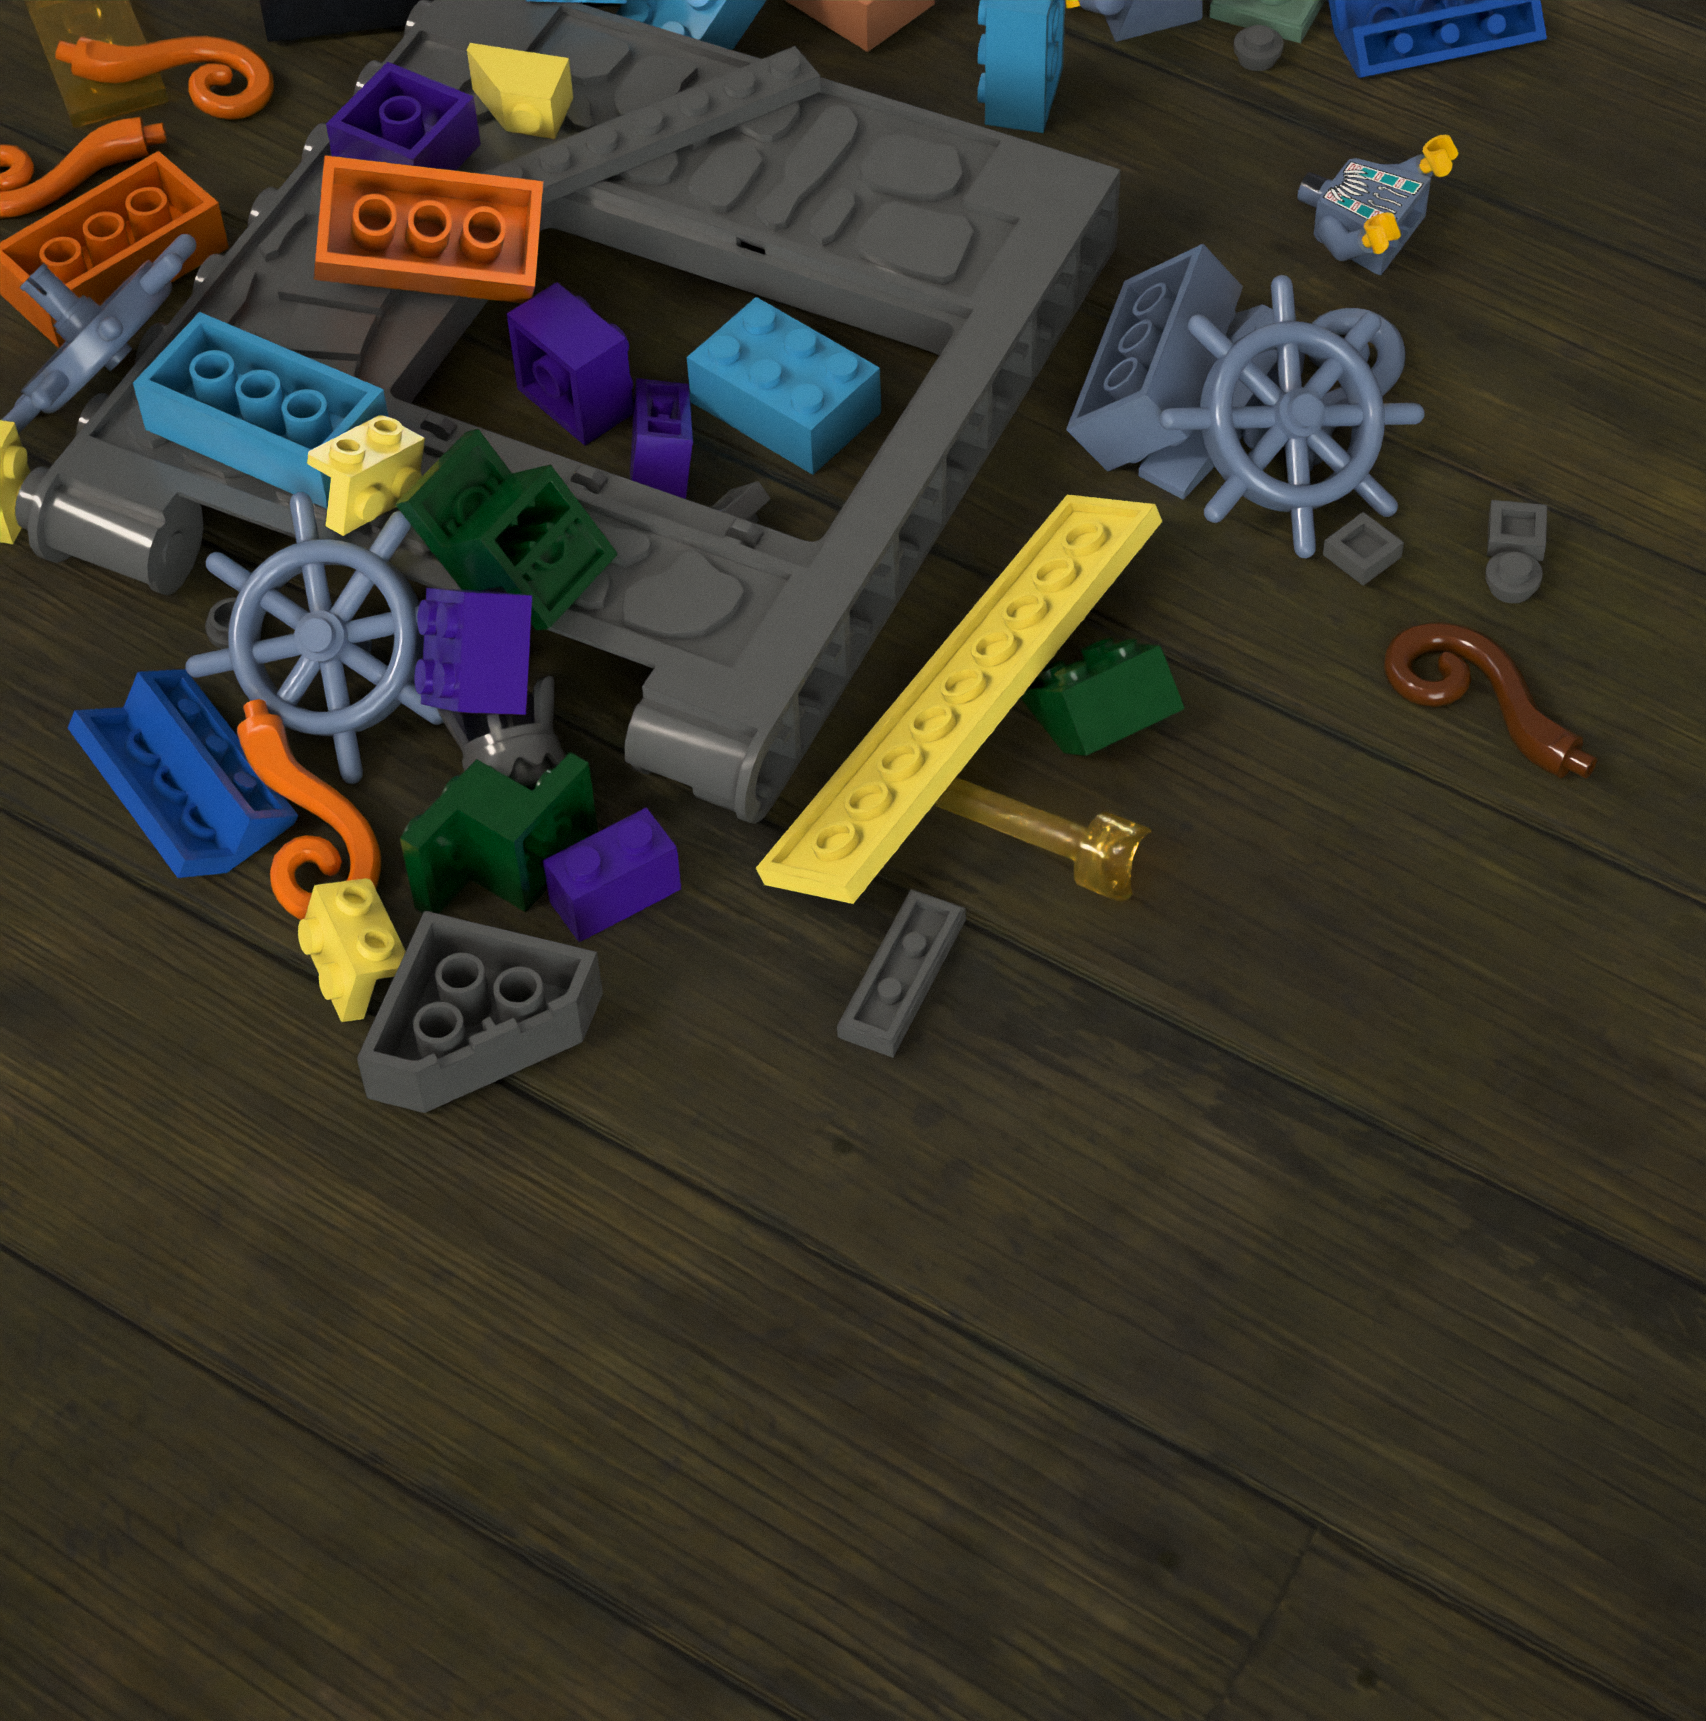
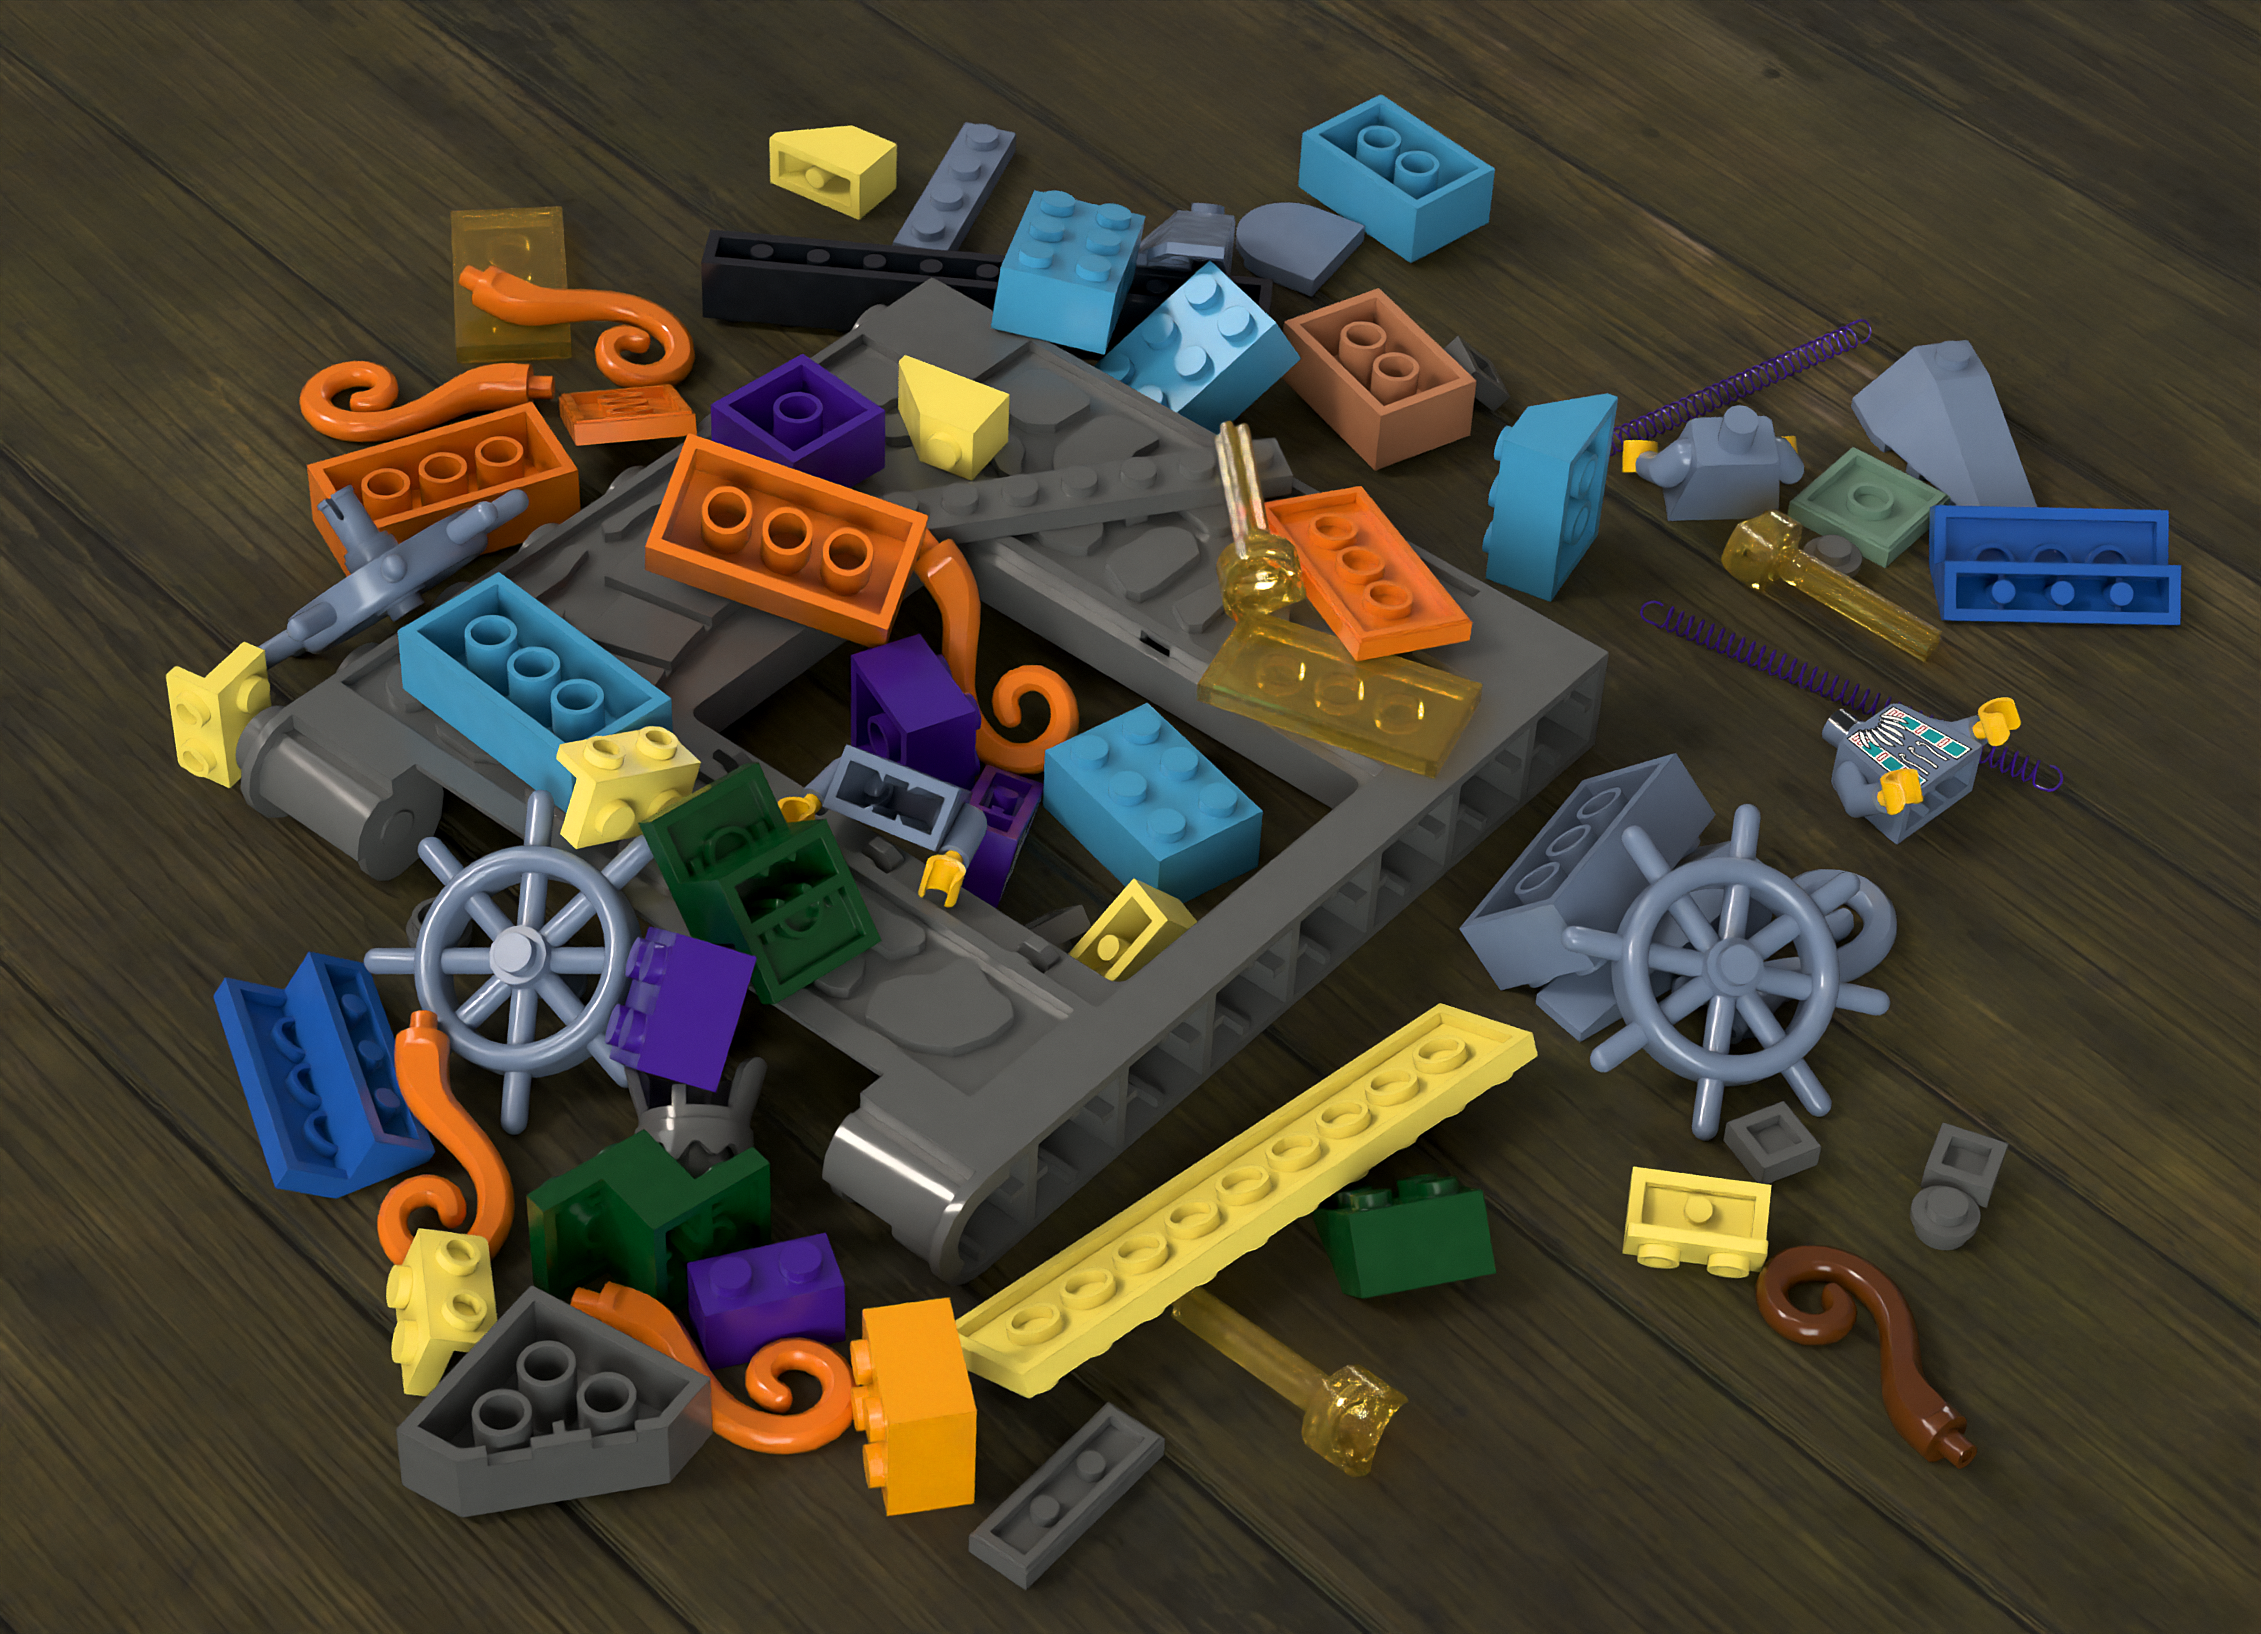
camera: 10 degrees right, 10 degrees down
(240, 144) = (626, 414): none -> orange tile
(529, 917) = (764, 1432): none -> orange plant
(574, 240) = (956, 593): none -> orange plant
(598, 434) = (901, 804): none -> sand blue torso
(766, 933) = (915, 1407): none -> light orange brick
(809, 496) = (1132, 931): none -> light yellow slope
(822, 163) = (1258, 567): none -> clear yellow piece
(902, 148) = (1366, 575): none -> orange tile
(917, 254) = (1319, 690): none -> clear yellow tile
(1208, 51) = (1774, 553): none -> clear yellow piece
(1282, 153) = (1809, 683): none -> dark purple piece
(1325, 627) = (1697, 1222): none -> light yellow bracket

